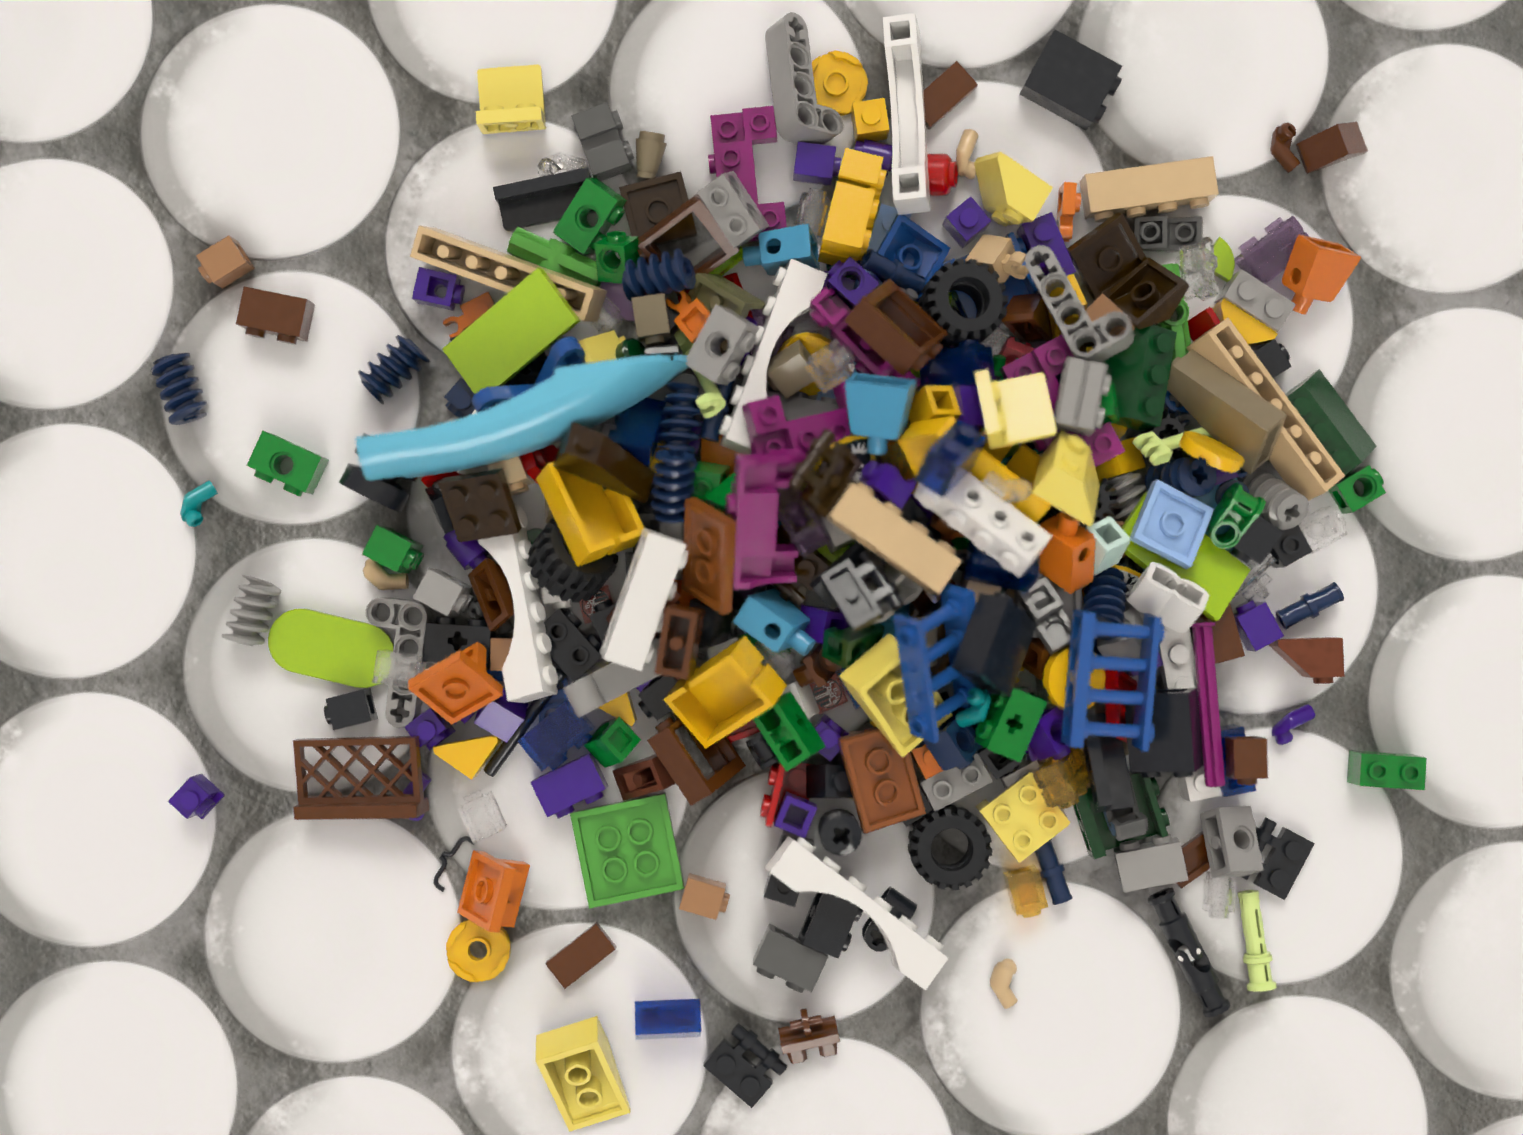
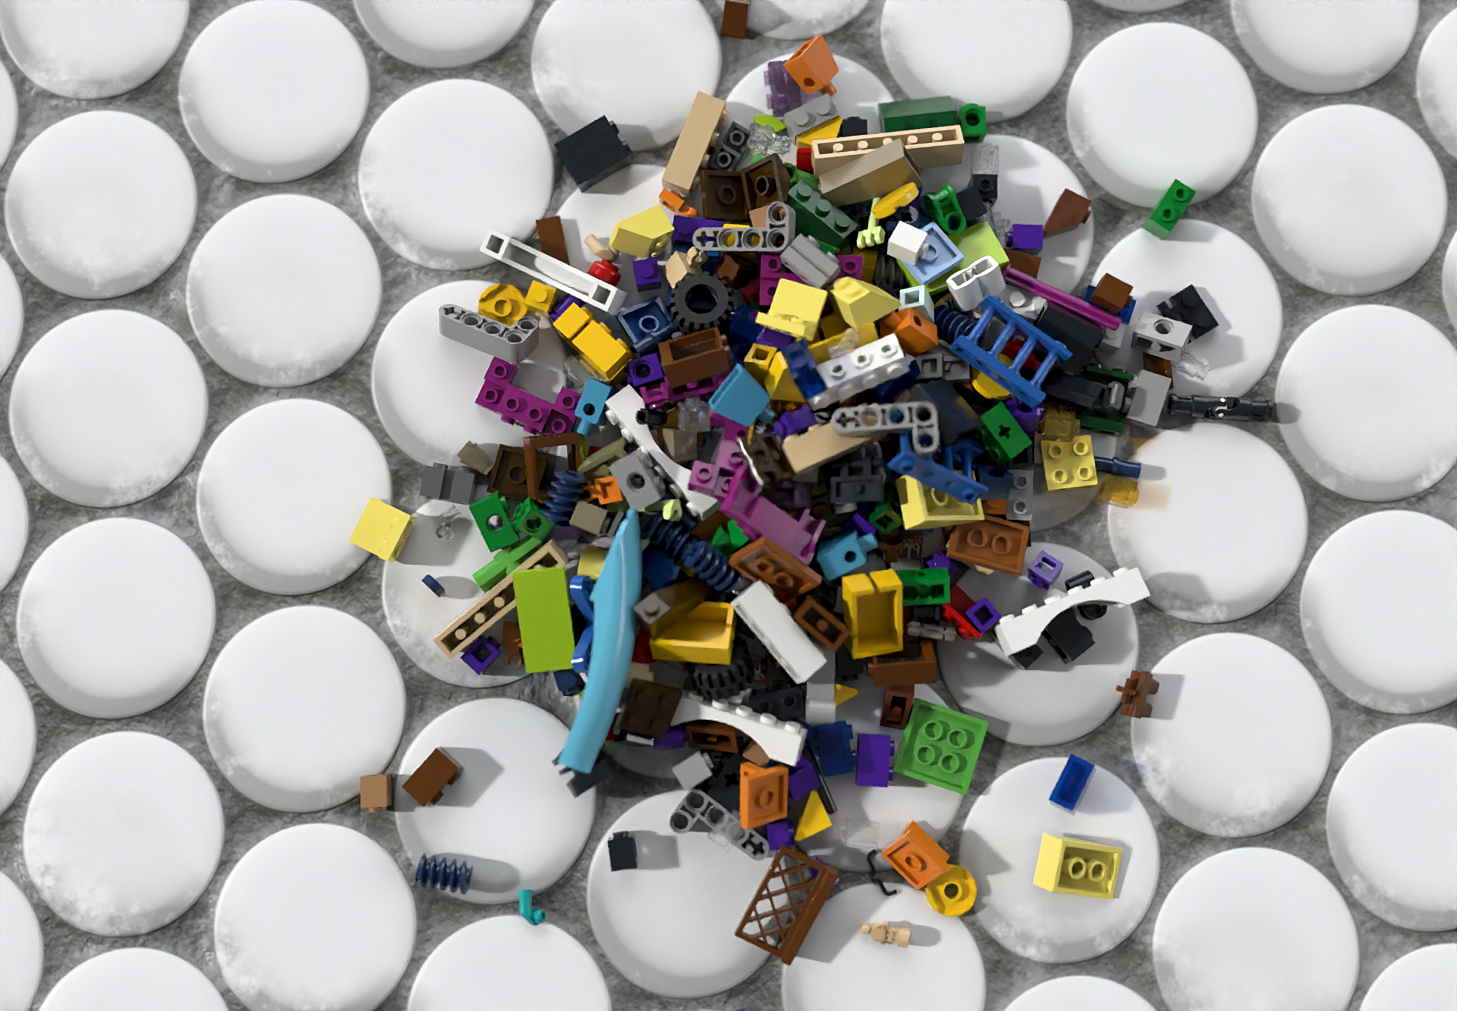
camera: 55 degrees left, 5 degrees down
(252, 612) = (628, 912): light grey piece -> none
(272, 450) = (525, 834): green brick -> none
(314, 568) = (622, 851): none -> black brick
(327, 646) = (683, 873): lime tile -> none
(350, 709) = (735, 883): black brick -> none
(381, 579) = (656, 809): tan arm -> none
(390, 902) = (882, 932): none -> tan piece
(392, 367) = (517, 716): dark blue piece -> none
(393, 550) = (643, 787): green brick -> none
(482, 191) = (432, 584): none -> dark blue tile
(539, 198) = (462, 549): black panel -> none
(581, 955) = (994, 820): reddish brown tile -> none
(612, 742) = (861, 712): green brick -> none
(629, 348) = (602, 546): dark green piece -> none
(704, 897) = (1001, 711): medium nougat brick -> none
(733, 209) = (549, 421): light grey brick -> none
(738, 1072) = (1135, 757): black plate -> none
(746, 768) = (931, 631): none -> light grey axle
(788, 959) = (1076, 678): dark grey brick -> none
(804, 326) = (655, 418): none -> black pin
(816, 163) = (548, 351): dark purple brick -> none
(827, 782) = (970, 581): black brick -> none
(839, 844) = (1019, 590): black piece -> none
(882, 856) = (1040, 574): none -> brick
(938, 583) = (885, 426): none -> light grey beam
(962, 871) = (1080, 520): black tyre -> none
(977, 713) = (981, 450): teal arm -> none
(1000, 982) = (1170, 543): tan arm -> none
(1168, 494) = (907, 243): none -> white brick
(1256, 954) = (1245, 363): yellowish green pin -> none
(1281, 145) = (716, 44): reddish brown arm -> none
(1283, 504) = (957, 174): light grey piece -> none
(1291, 720) = (1101, 253): dark purple arm -> none
(1310, 605) = (1031, 197): dark blue pin -> none

